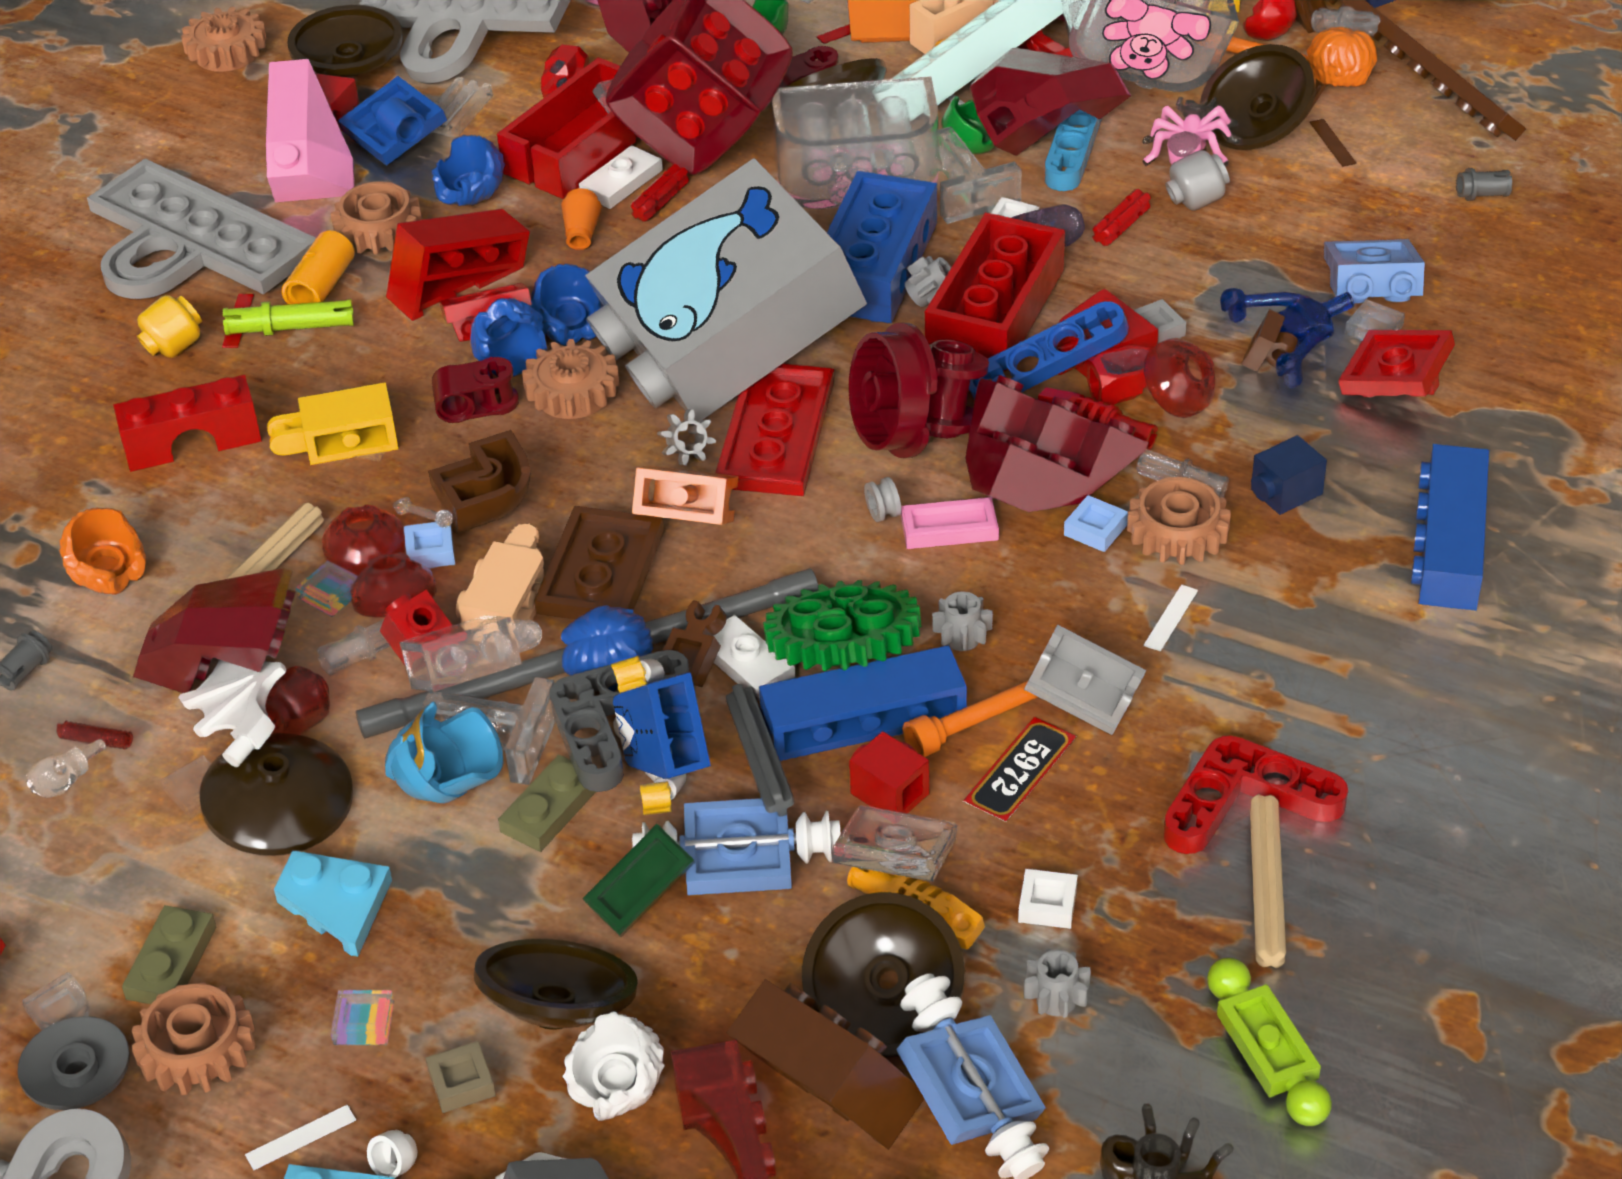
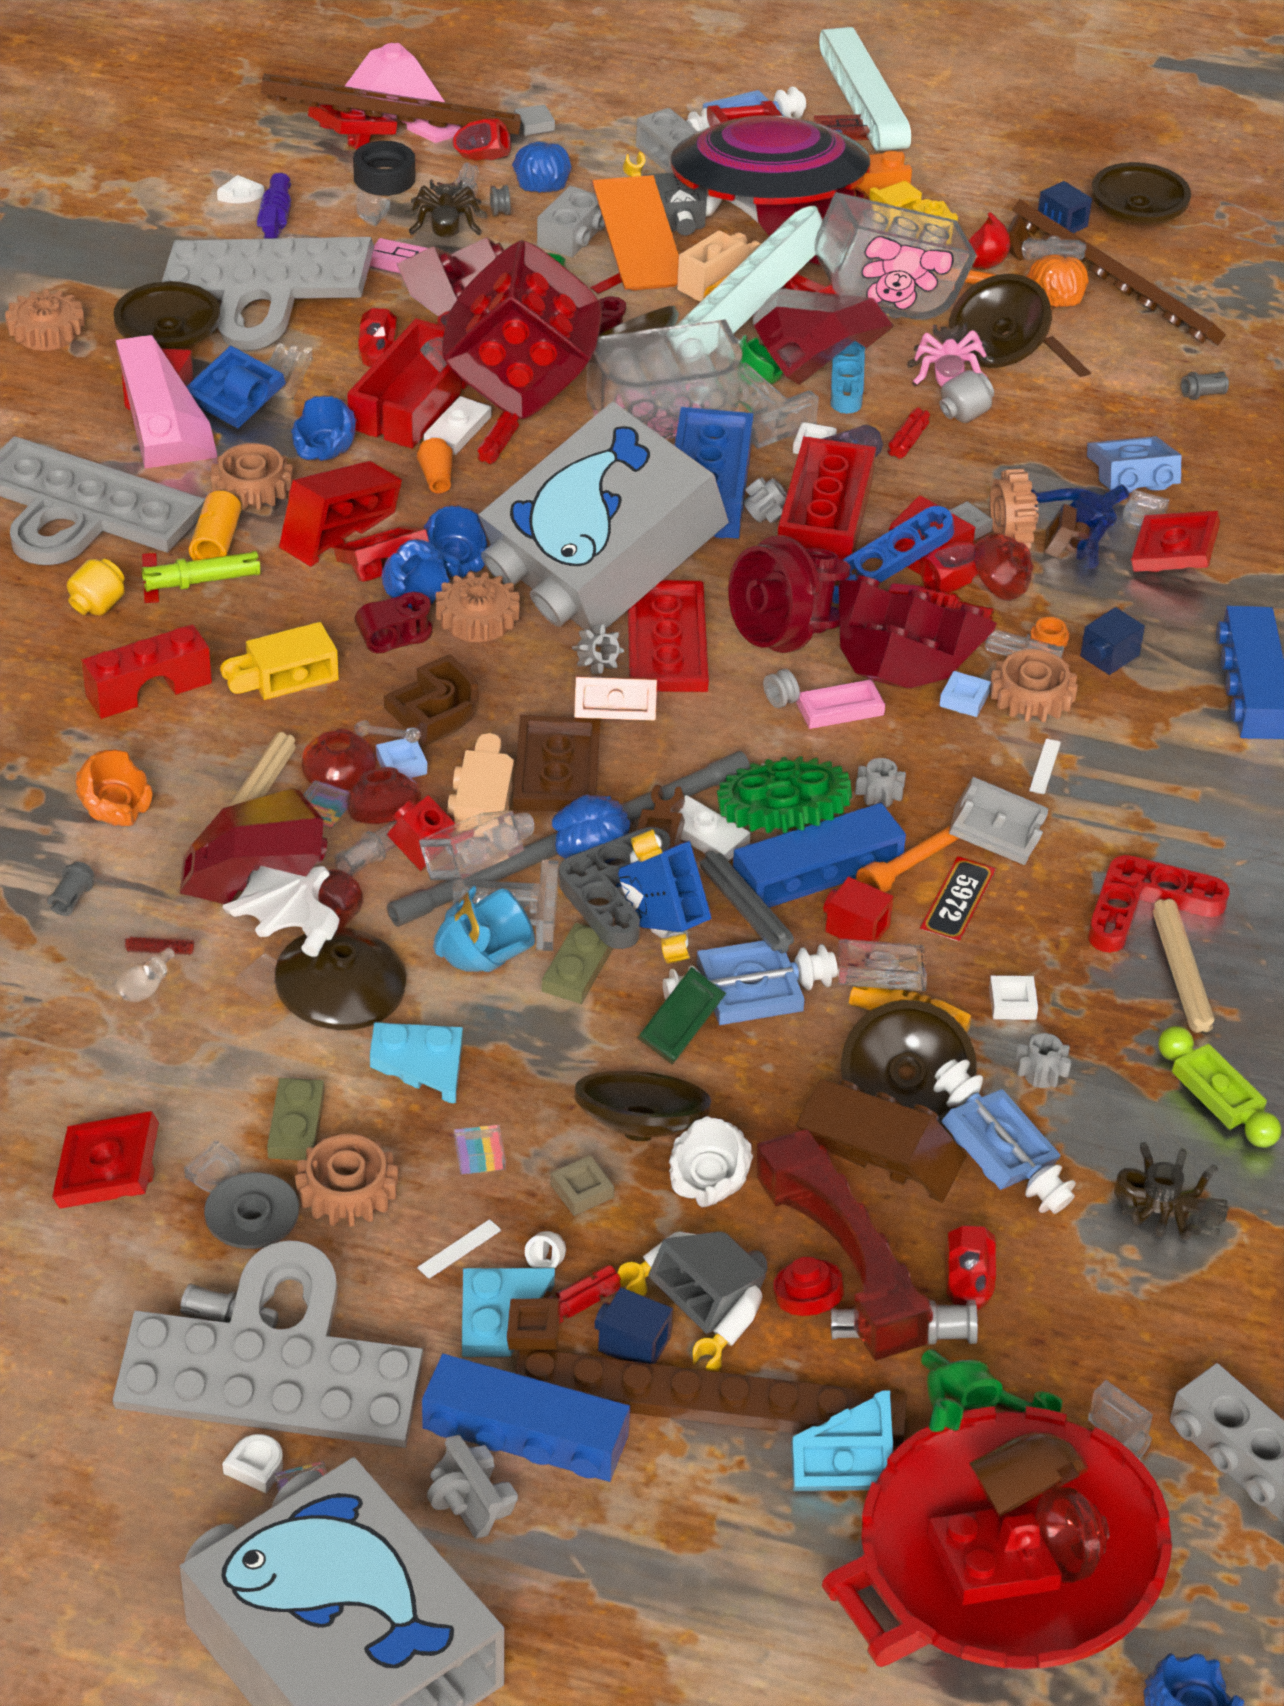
camera: 15 degrees left, 0 degrees up
(1208, 310) = (1014, 506): none -> nougat gear
(1219, 458) = (1050, 631): none -> orange plate

